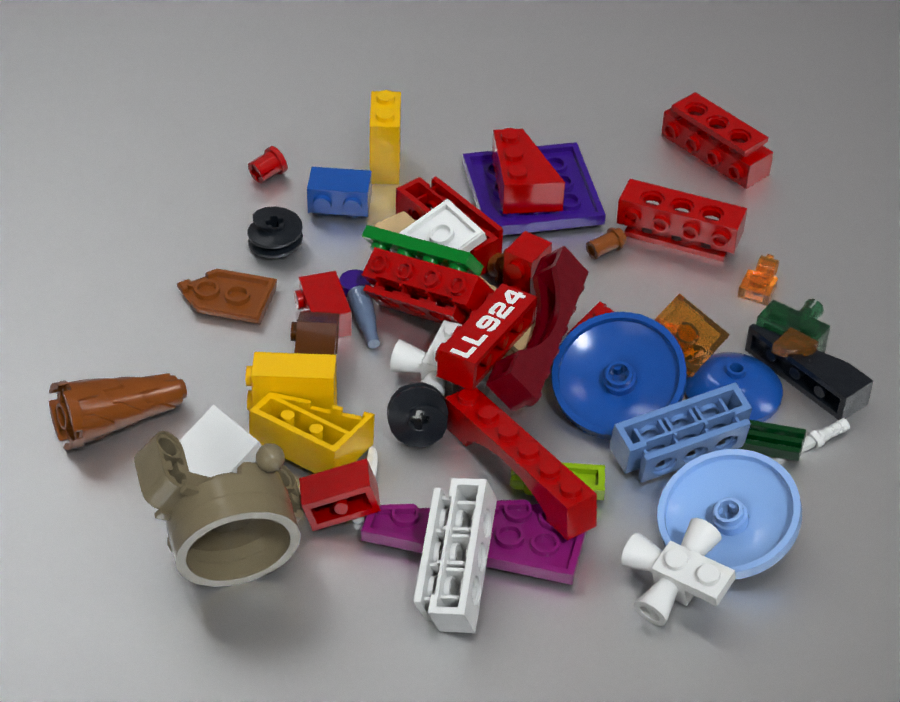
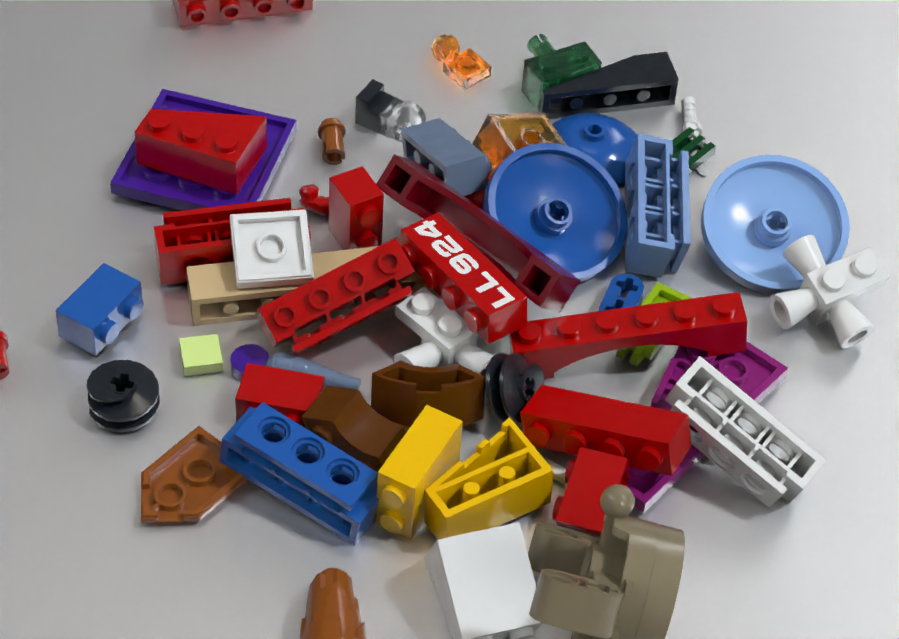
camera: 65 degrees left, 5 degrees up
(256, 327) = (300, 475): none -> blue brick
(344, 258) = (201, 354): none -> yellowish green tile
(375, 371) = (405, 389): none -> reddish brown brick
(385, 136) = (53, 227): yellow brick -> none
(403, 475) = (643, 434): none -> red brick
(422, 250) = (286, 279): green plate -> none
(496, 266) = (318, 231): dark orange plate -> none
(576, 450) = (617, 287): none -> blue beam
(626, 291) = (447, 155): none -> sand blue brick
(660, 257) = (384, 112): none -> leg
(692, 227) = (348, 66): red brick -> none
(794, 343) = (594, 75): clear orange tile -> none

